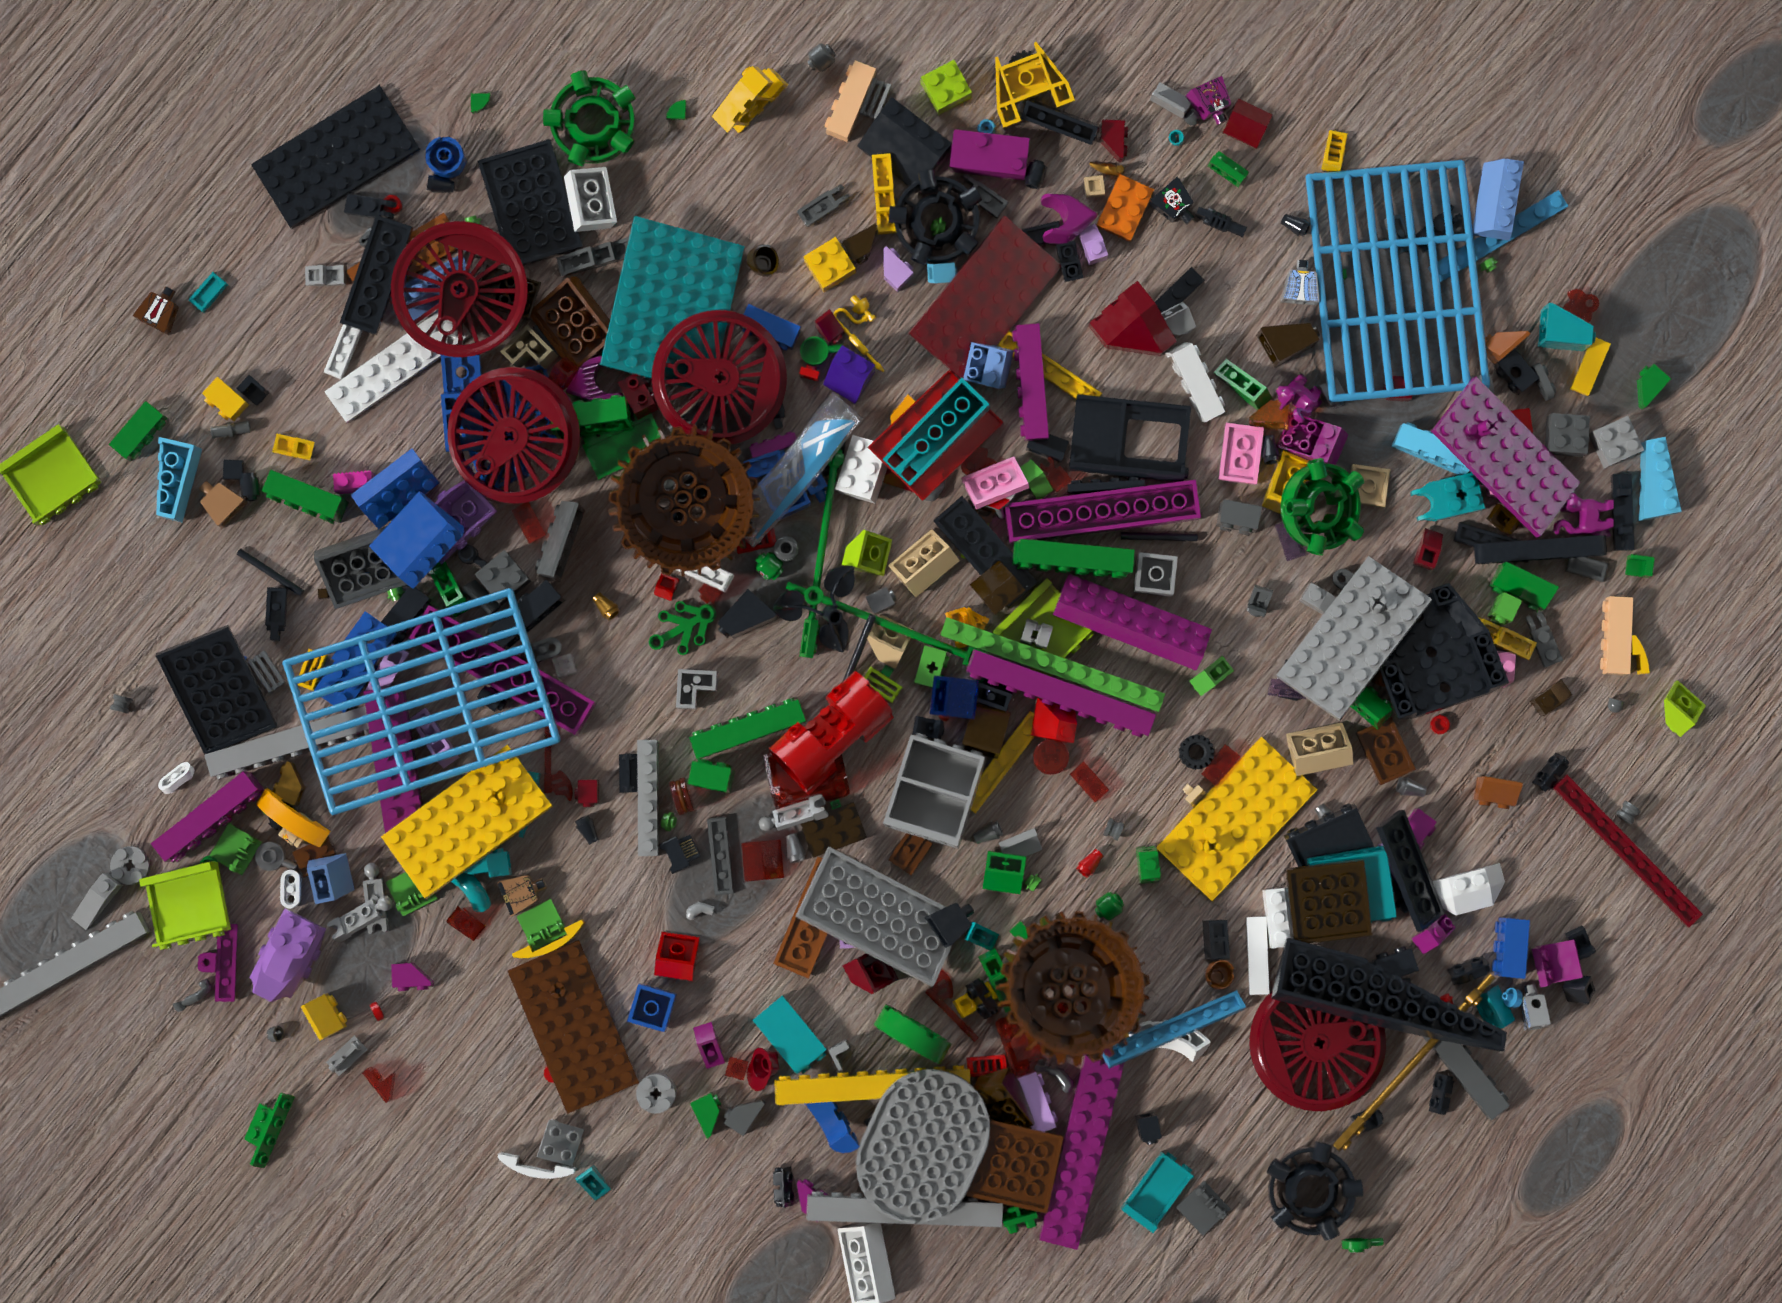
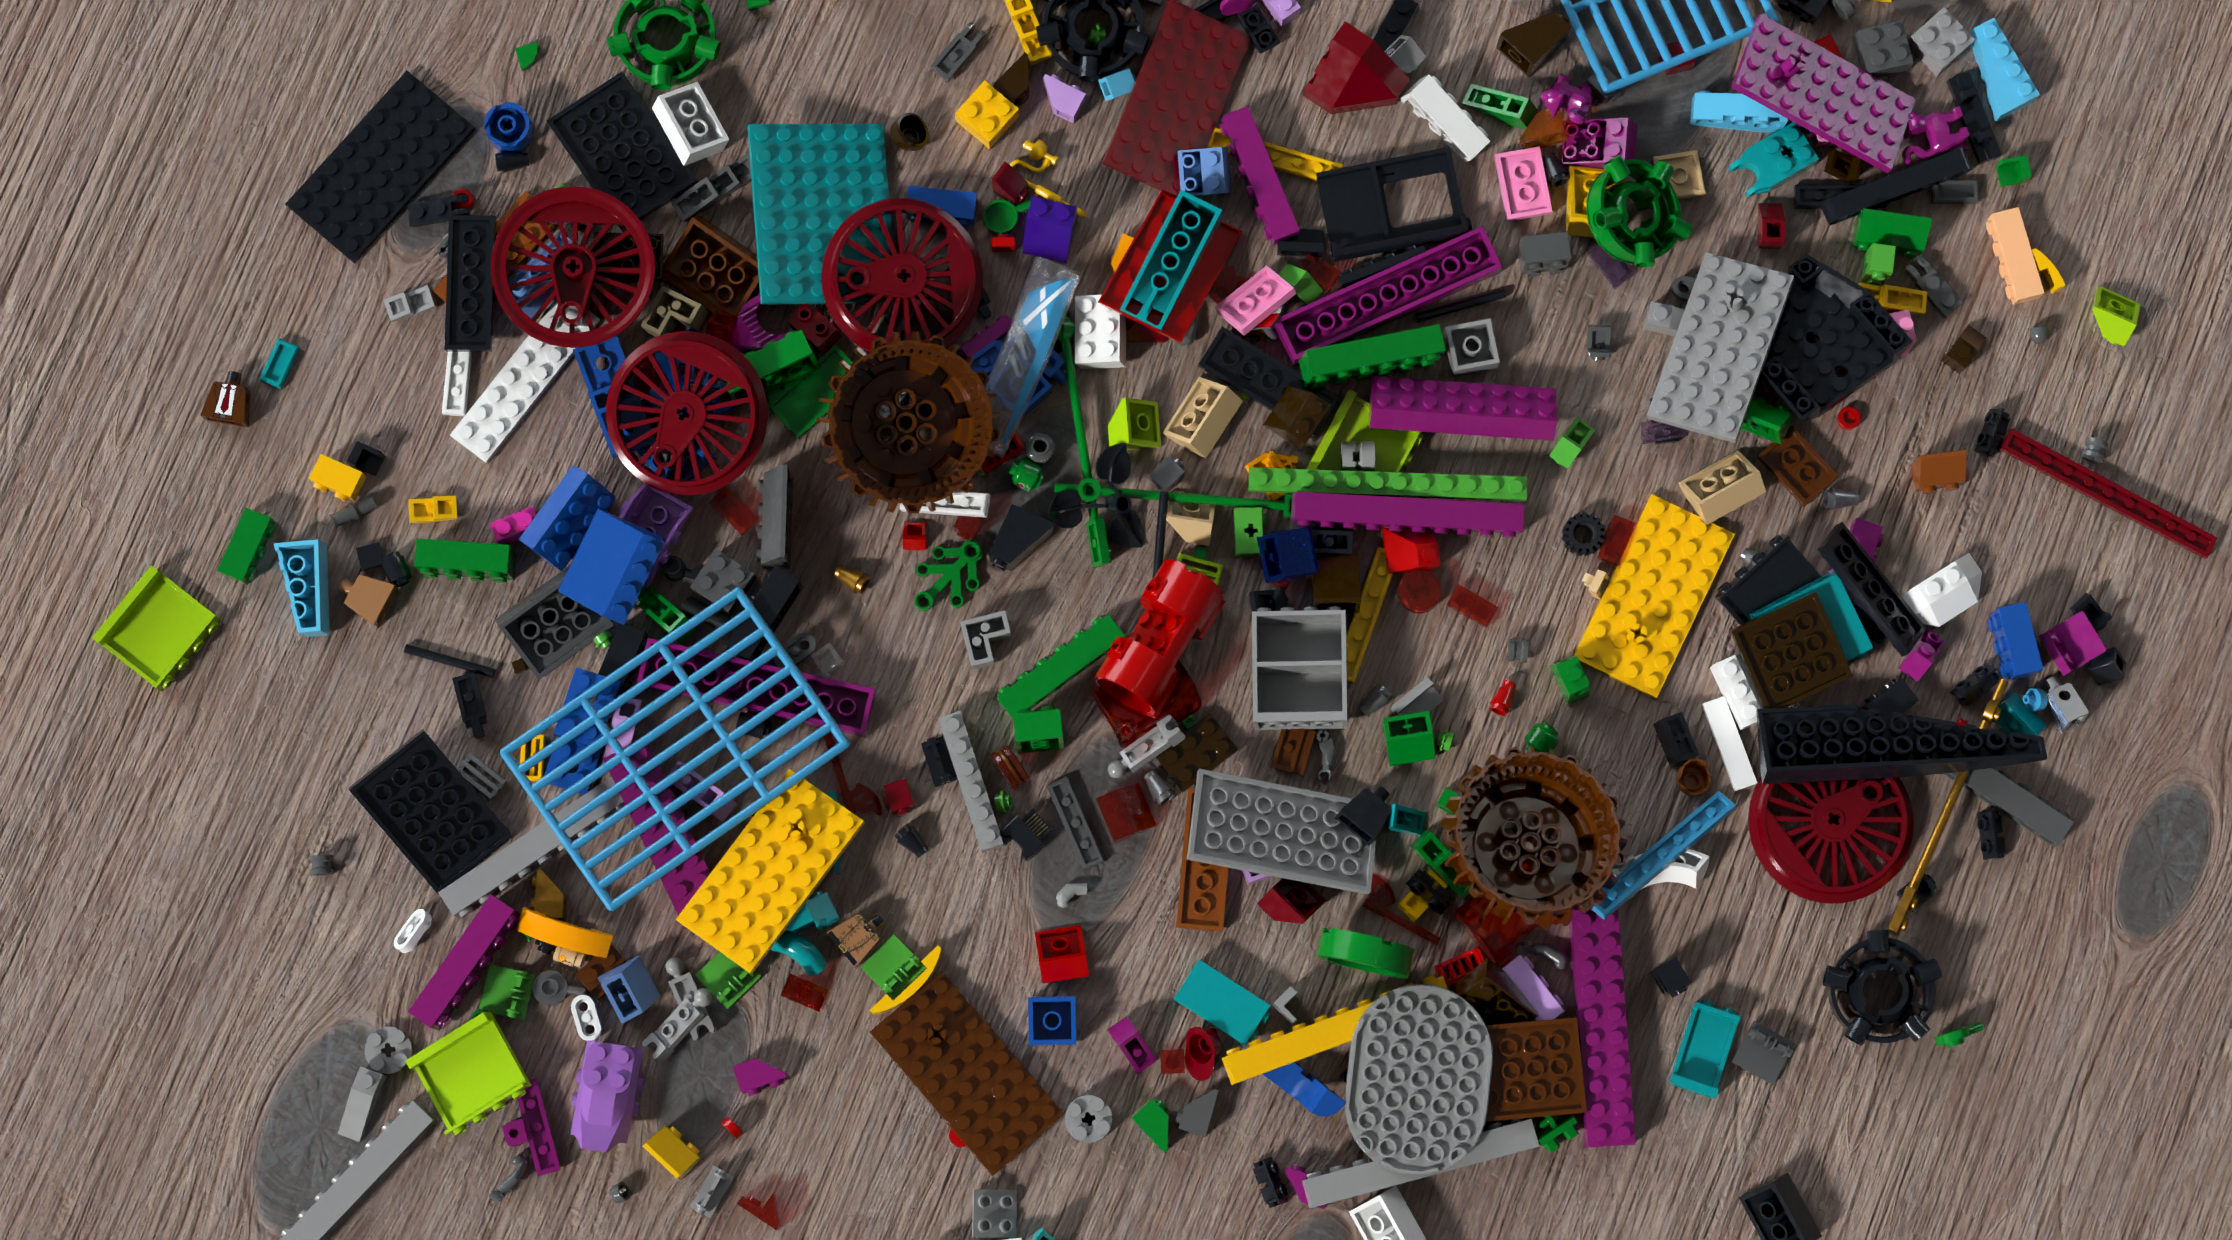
camera: 20 degrees left, 5 degrees down
(938, 862) = (1329, 751): none -> dark grey arm

